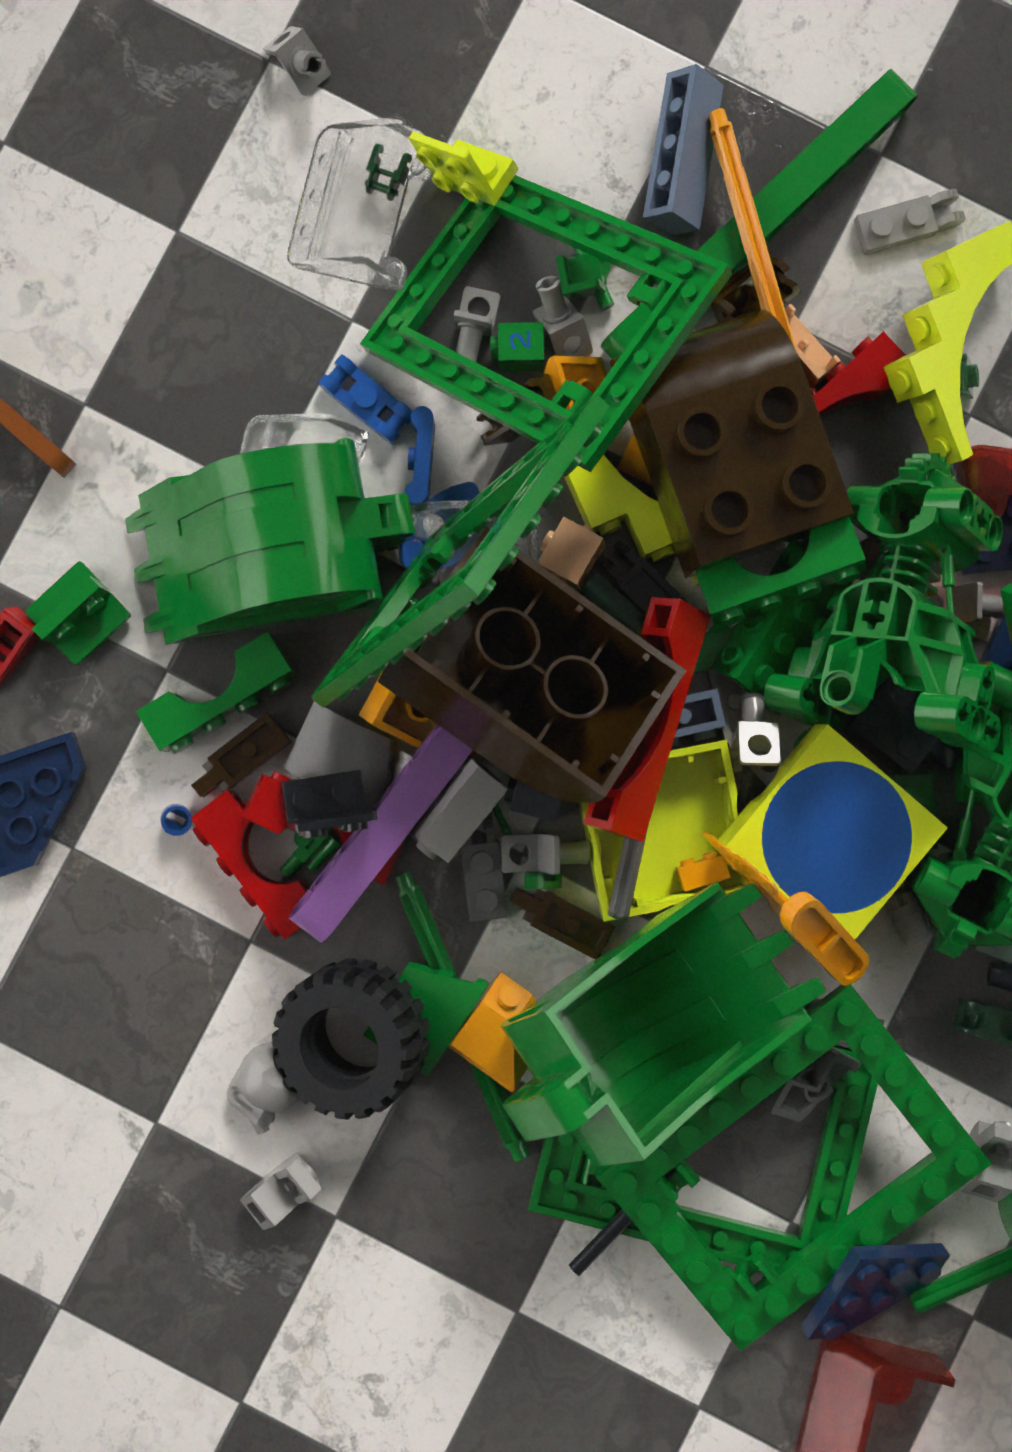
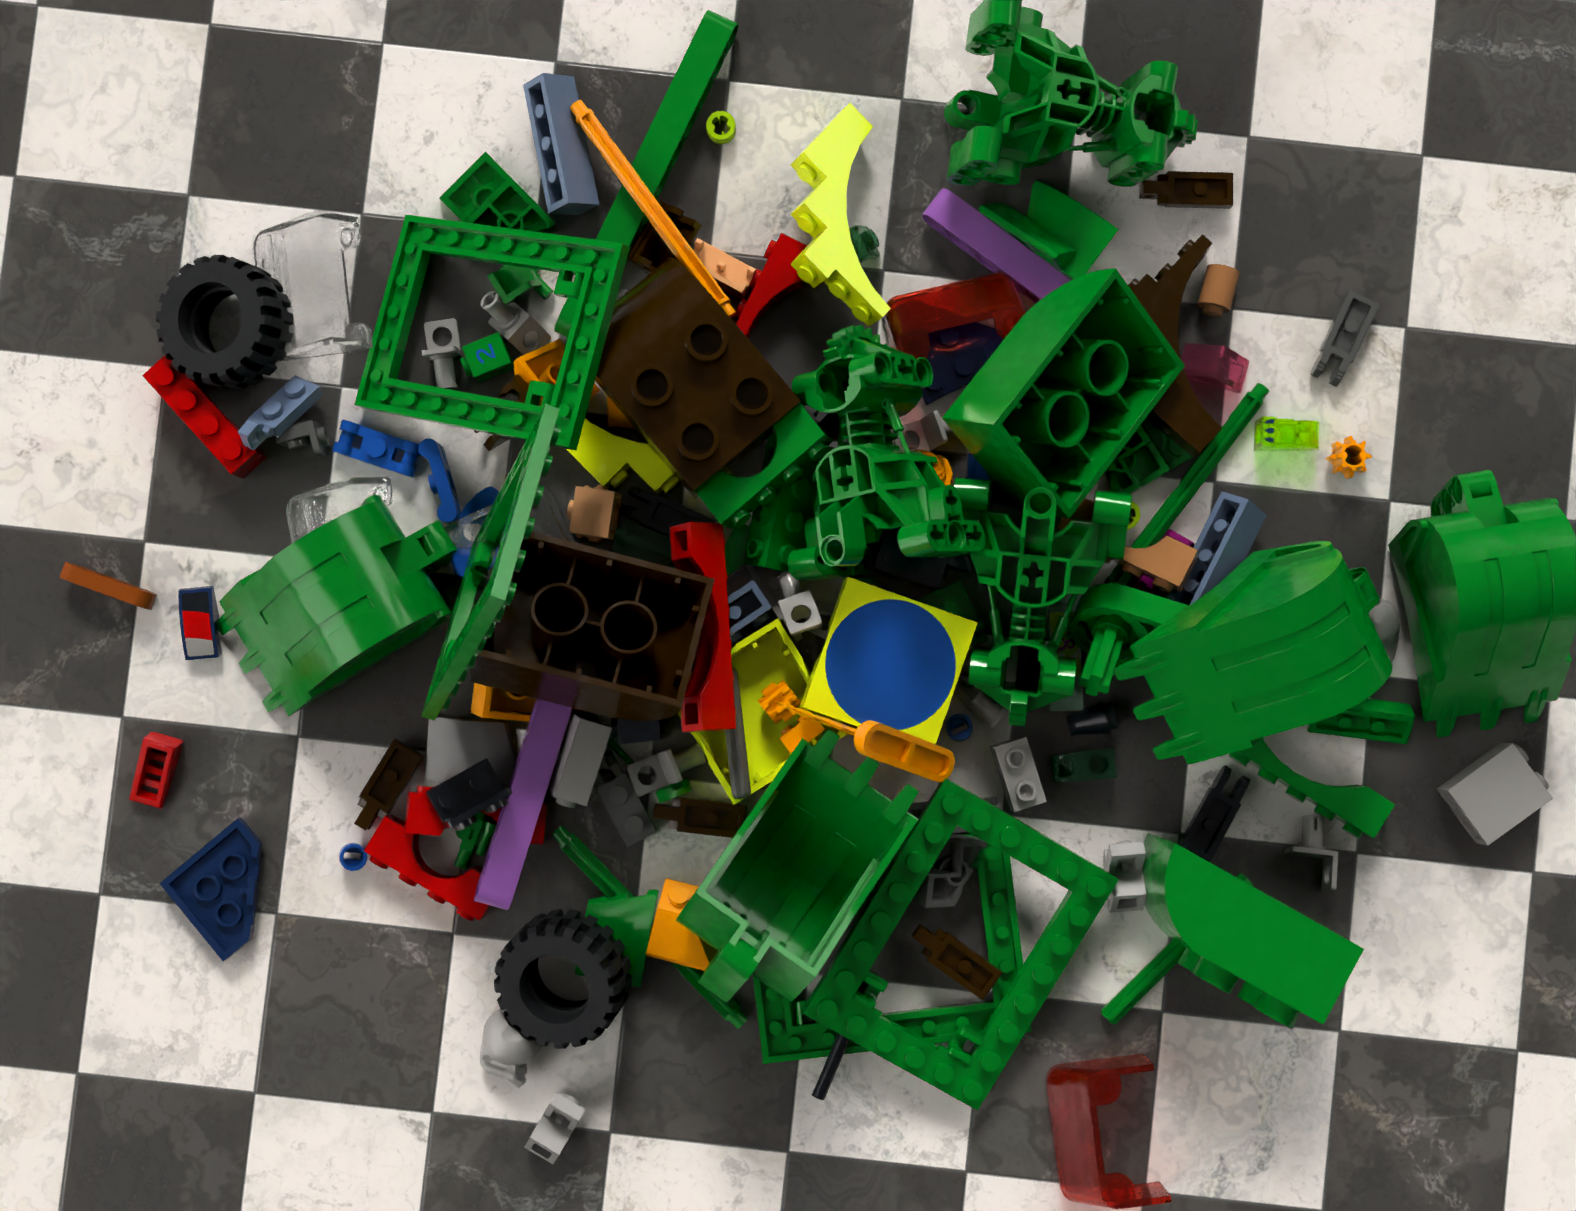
camera: 20 degrees left, 0 degrees up
(77, 613) = (205, 718): green bracket -> none
(108, 510) = (198, 623): none -> slope
(197, 294) = (203, 418): none -> red arch
(228, 171) = (188, 311): none -> black tyre
(259, 668) = (373, 706): green arch -> none
(279, 319) = (279, 411): none -> sand blue hinge
(288, 352) = (299, 434): none -> dark grey bracket
(299, 58) = (212, 186): light grey bracket -> none
(398, 177) = (332, 255): dark green piece -> none
(465, 168) = (387, 226): neon yellow bracket -> none
(588, 176) = (493, 198): none -> green slope
(688, 829) = (778, 693): none -> light orange gear
(781, 1182) = (957, 960): none -> dark brown hinge
(857, 187) = (719, 116): none -> lime bush
(870, 1283) = (1062, 1014): dark blue plate -> none
(875, 940) = (957, 721): none -> blue hinge
(906, 222) = (769, 130): light grey hinge -> none
(918, 1005) = (1018, 774): none -> light grey brick

